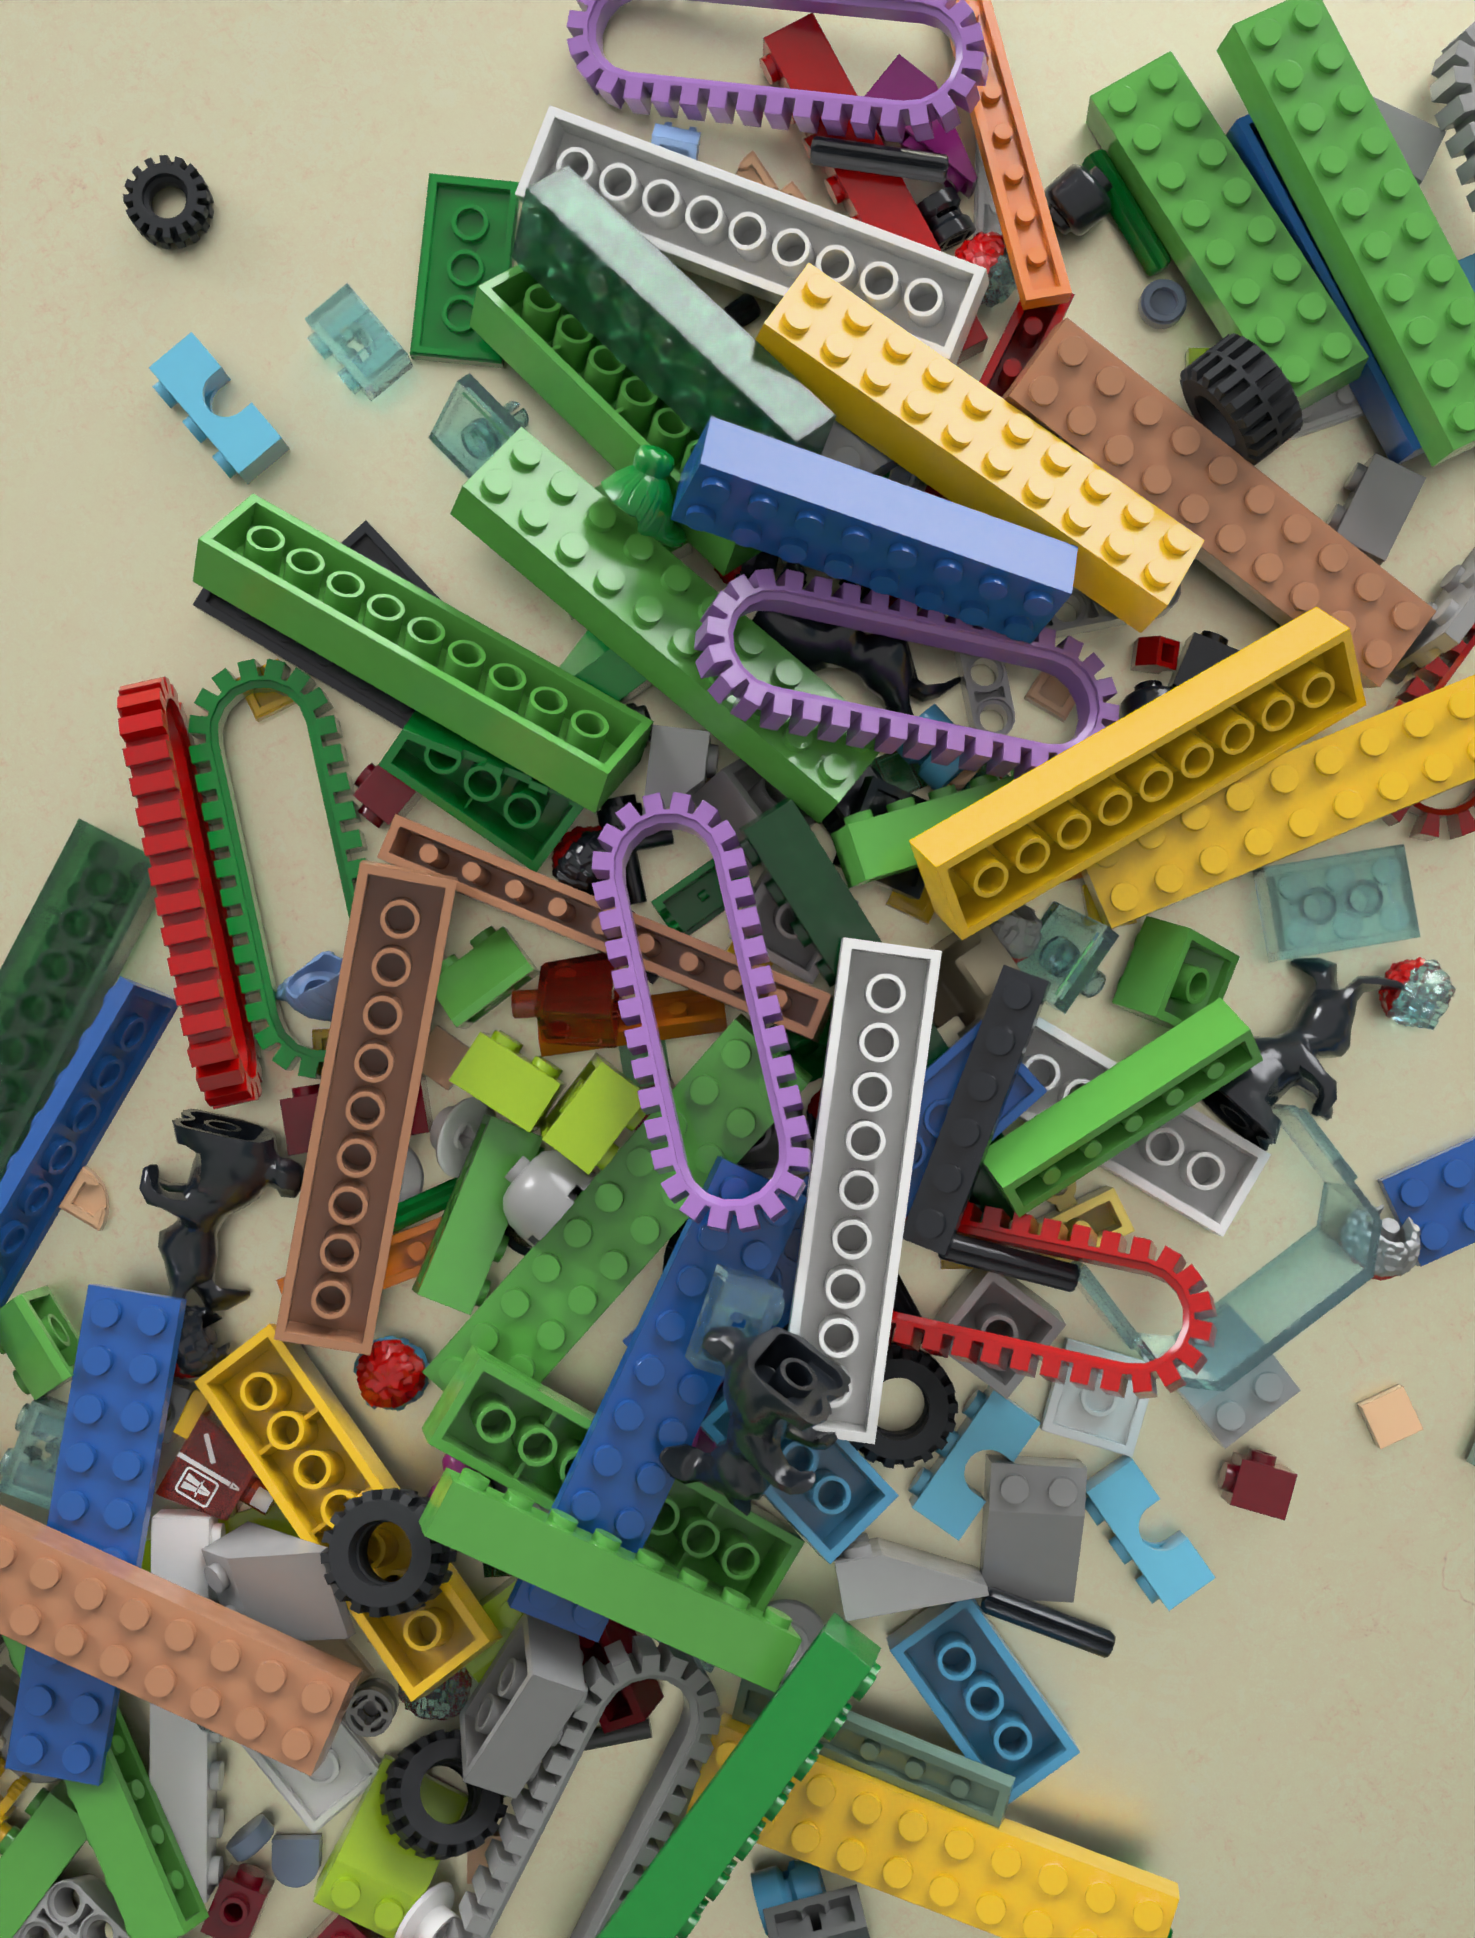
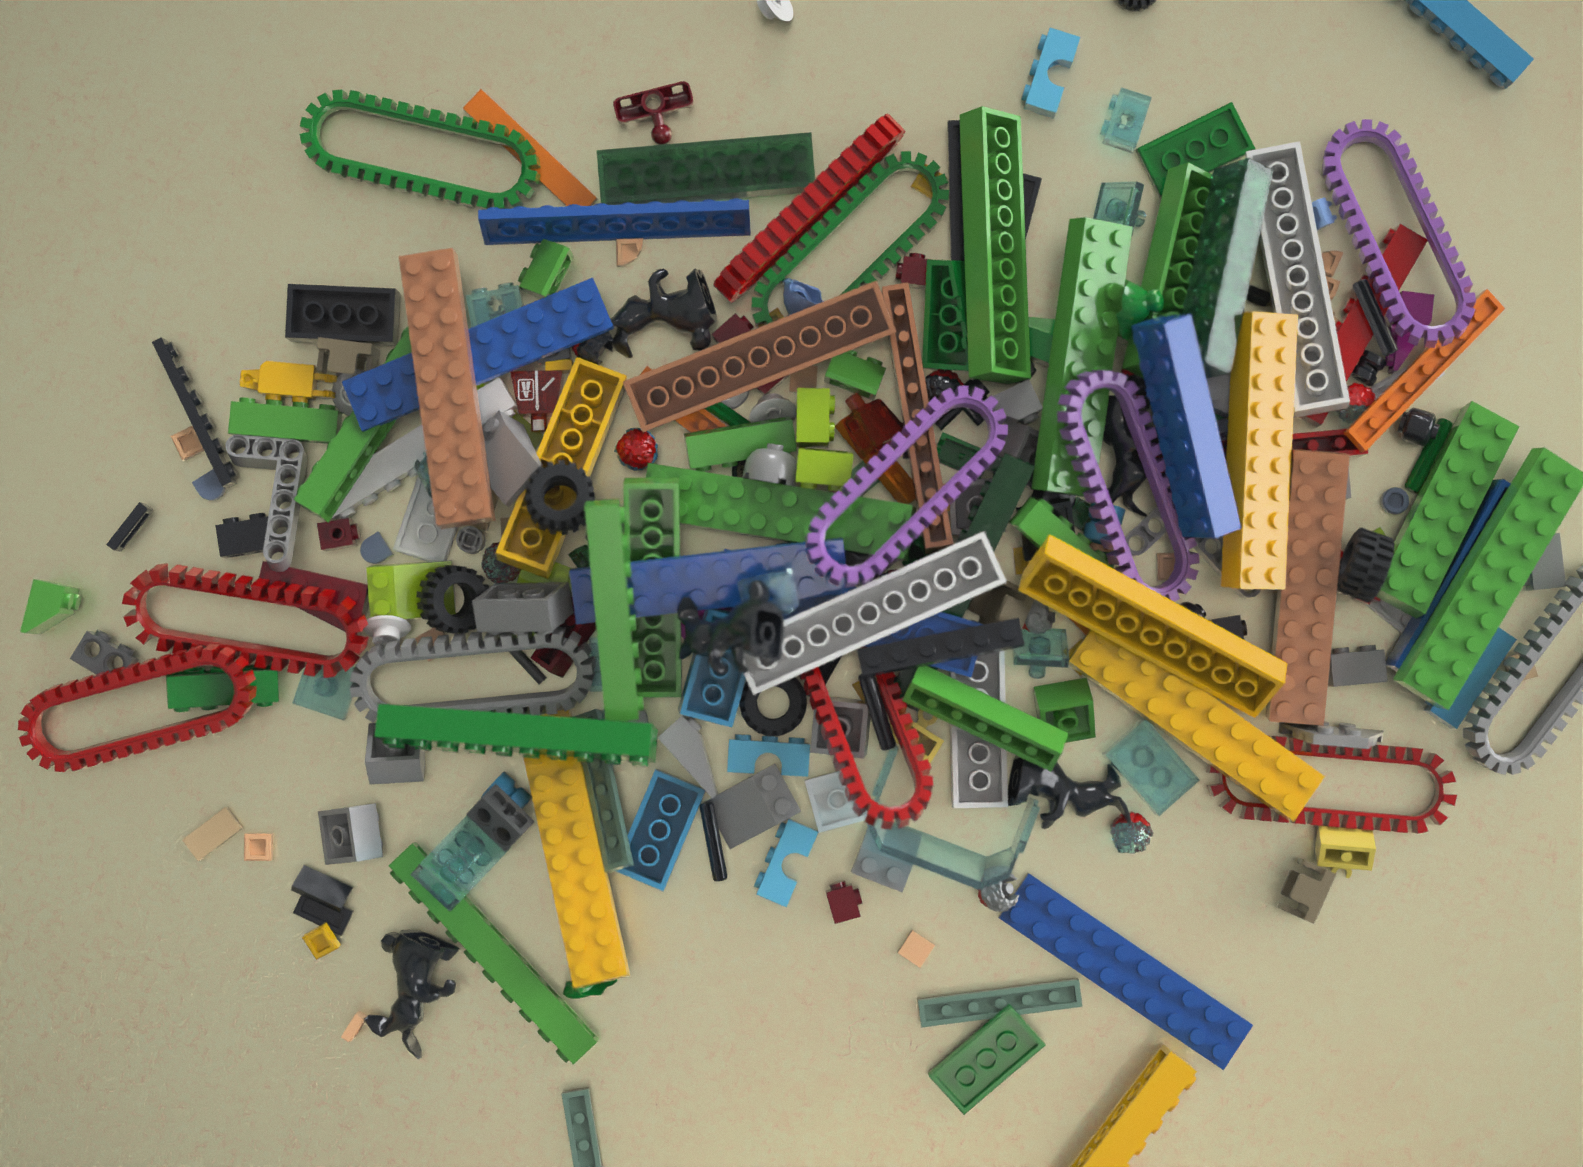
camera: 60 degrees right, 0 degrees up
(250, 1838) = (372, 520): sand blue tile -> none
(1155, 654) = (1217, 603): red piece -> none

